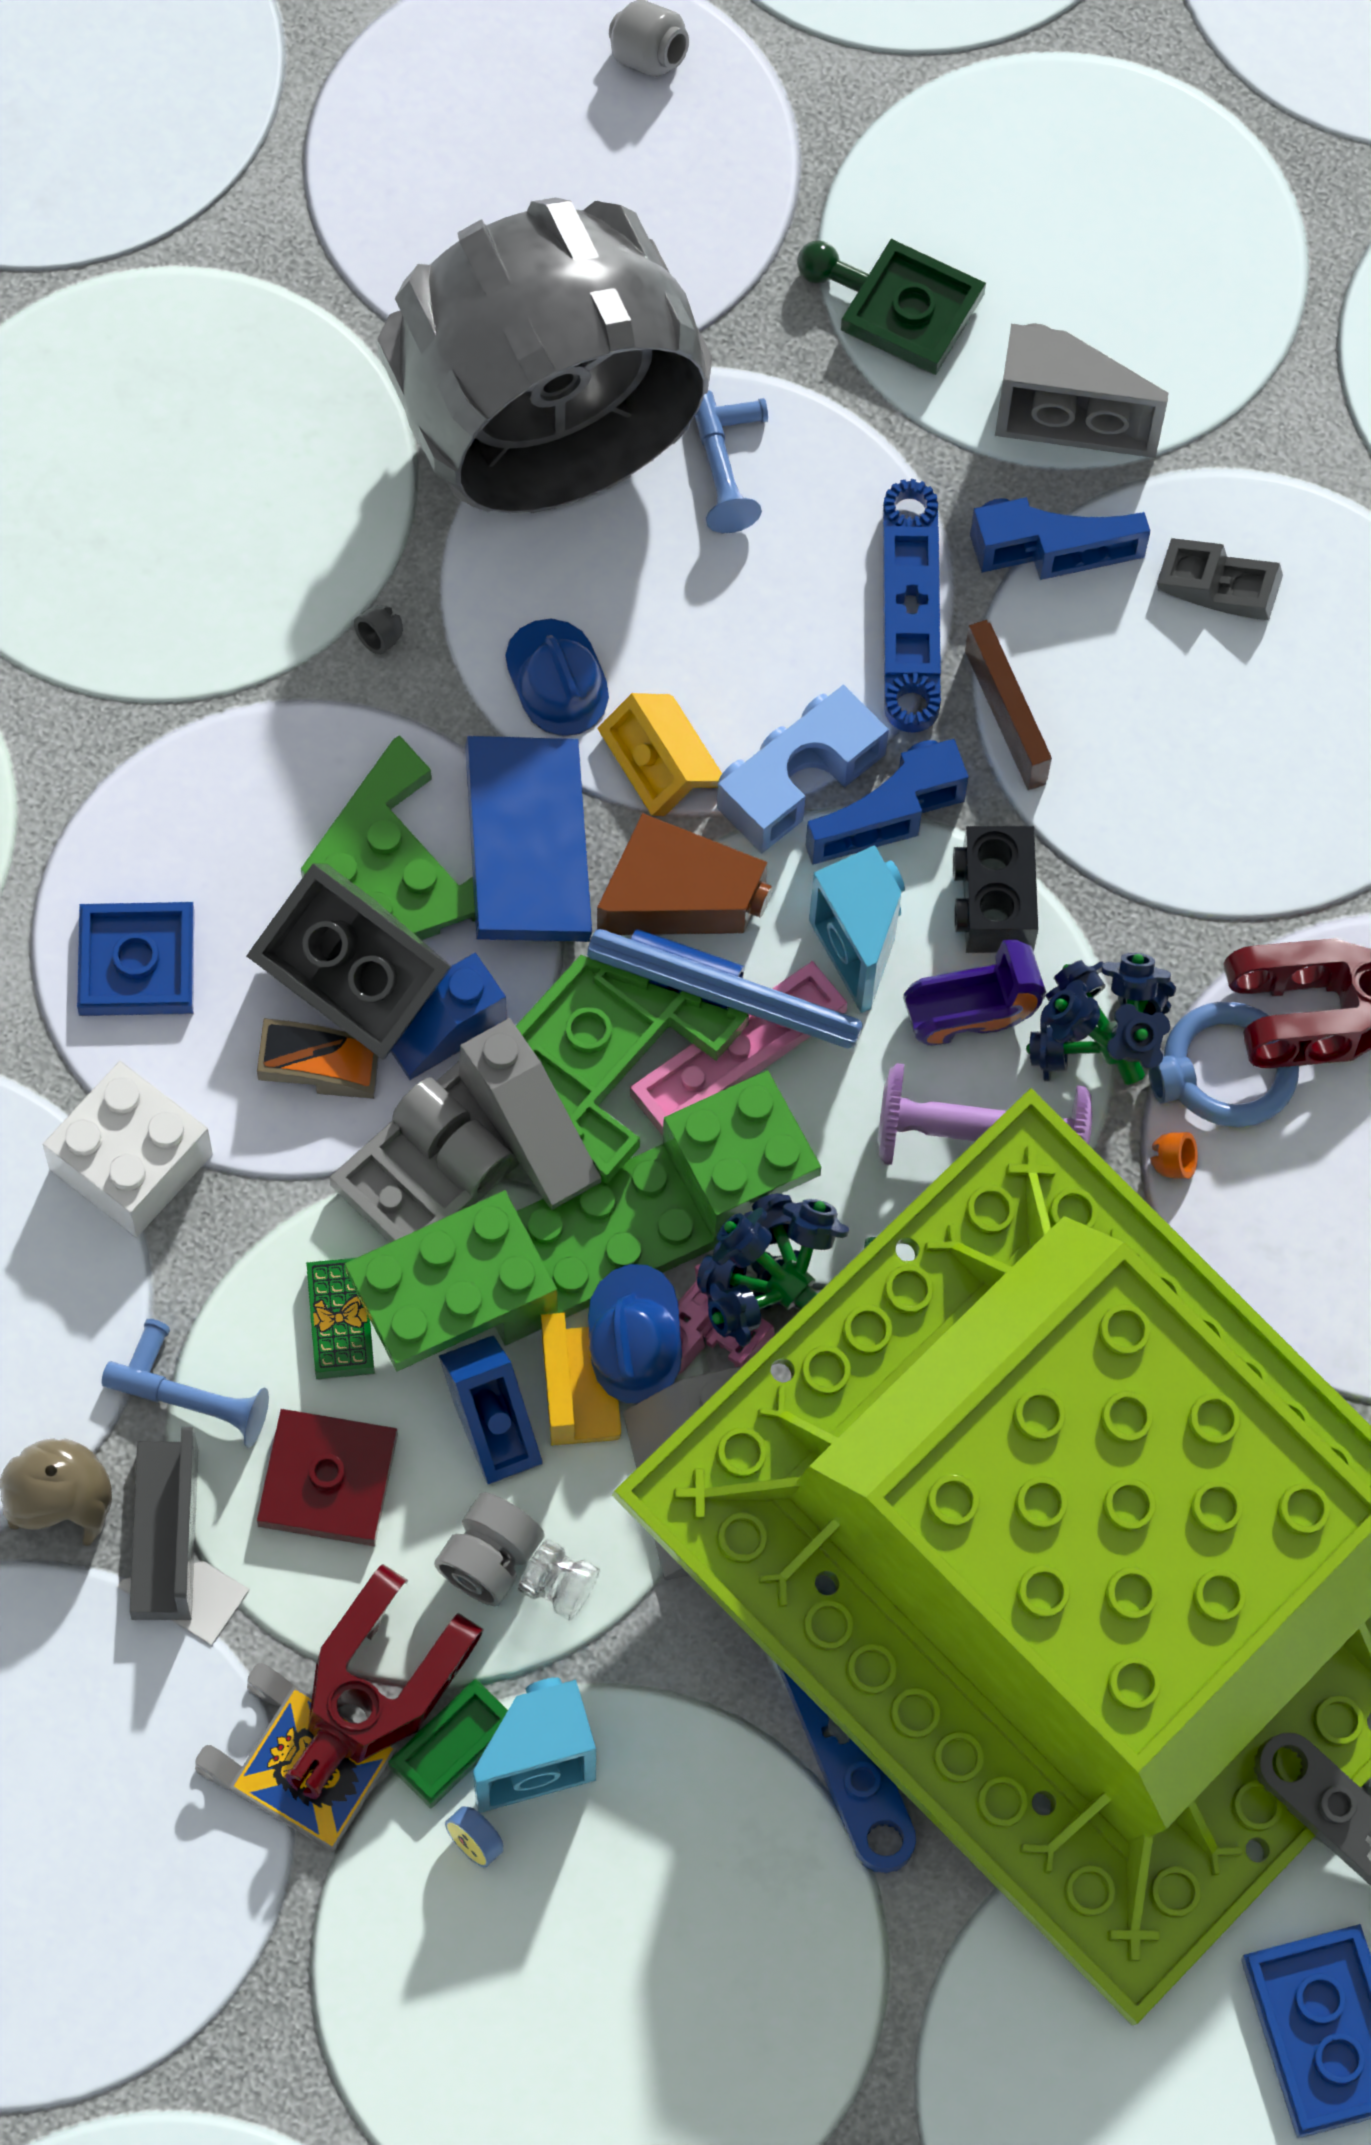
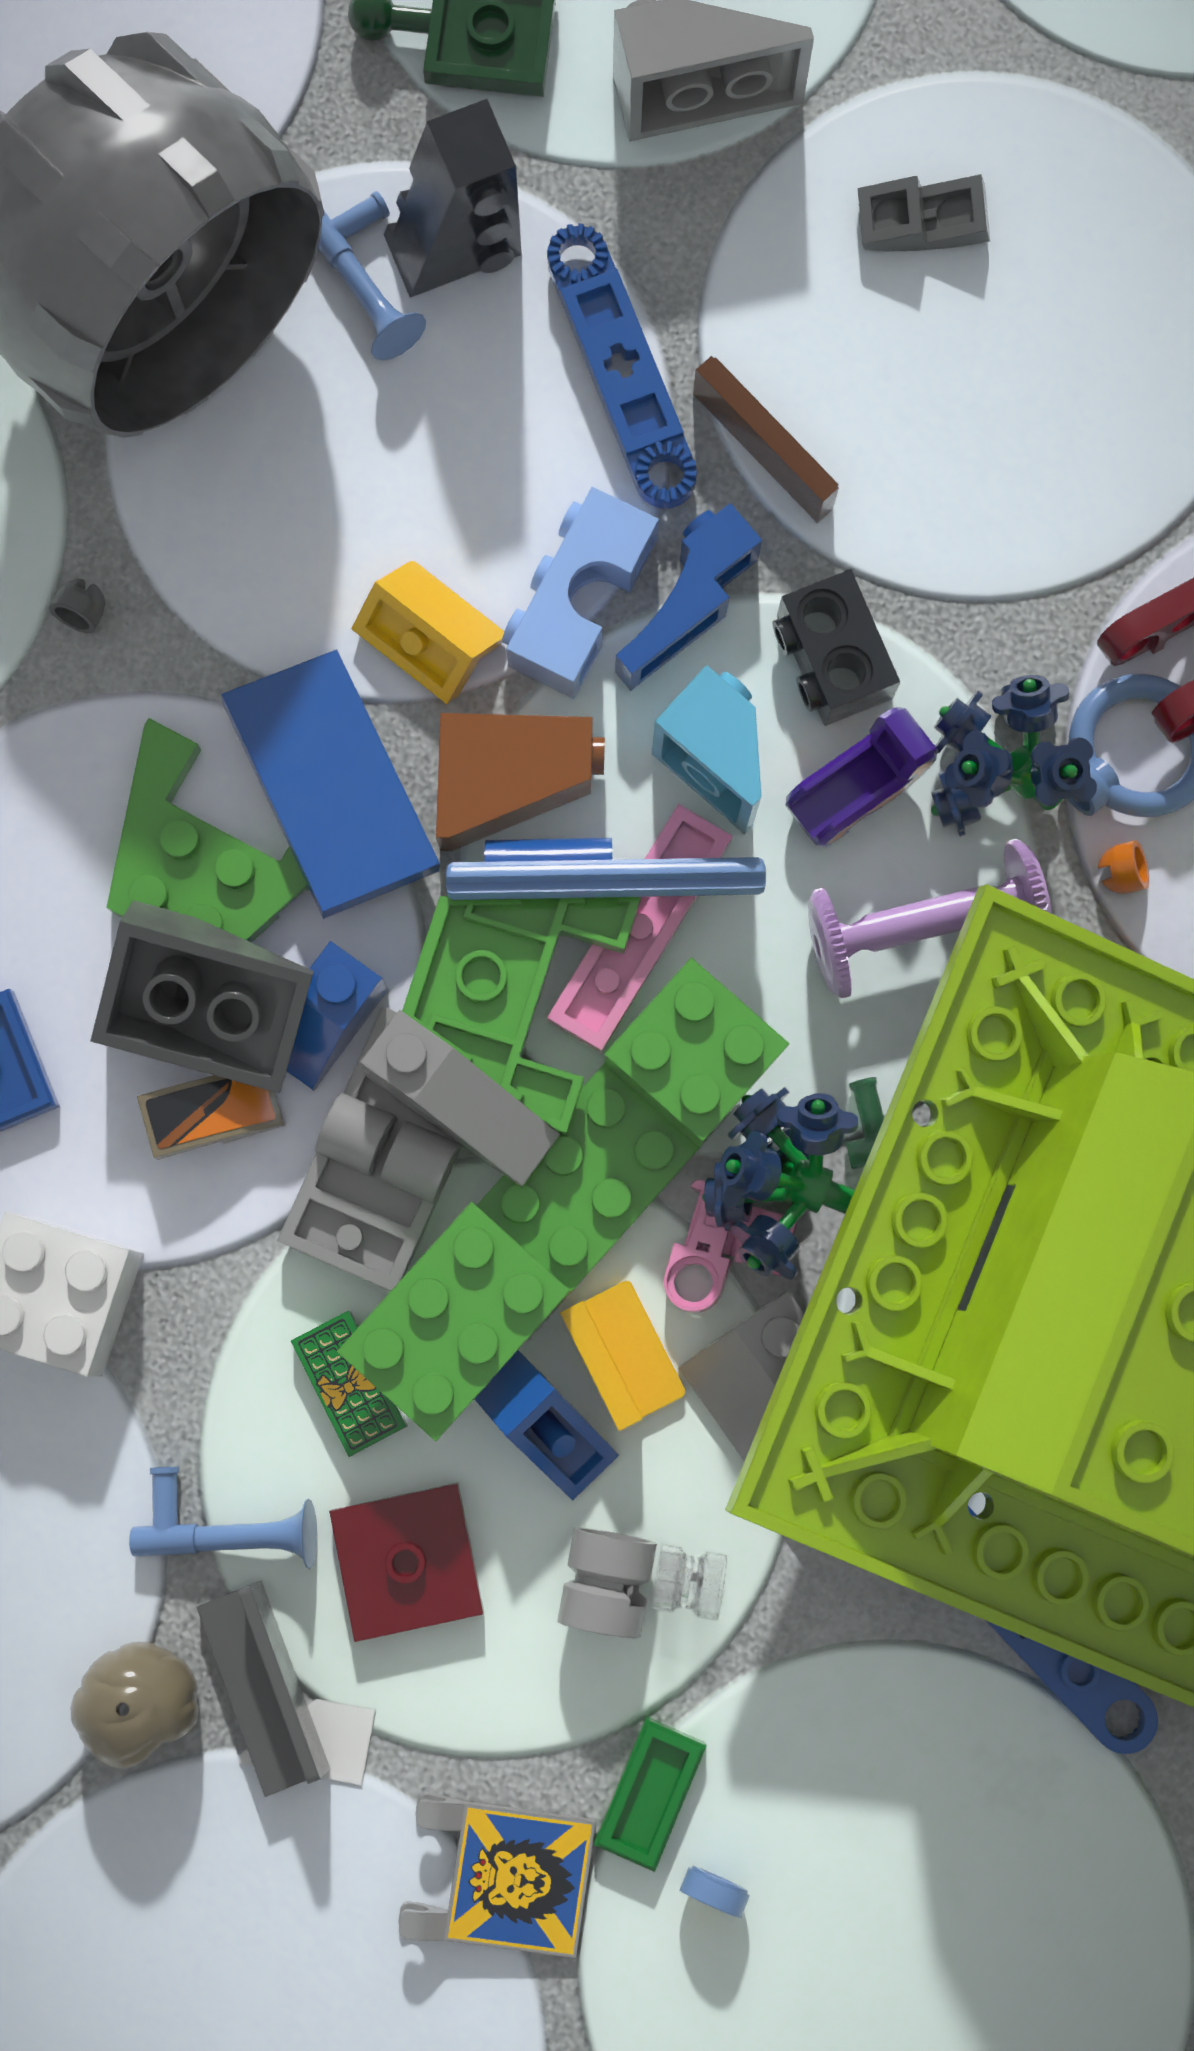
camera: 20 degrees left, 15 degrees up
(387, 1719) = (577, 1813): dark red piece -> none
(537, 1747) = (747, 1787): medium azure slope -> none
(557, 677) = (285, 585): blue piece -> none
(635, 1333) = (660, 1284): blue piece -> none
(823, 429) = (460, 203): none -> black wedge
(1058, 544) = (744, 240): blue slope -> none

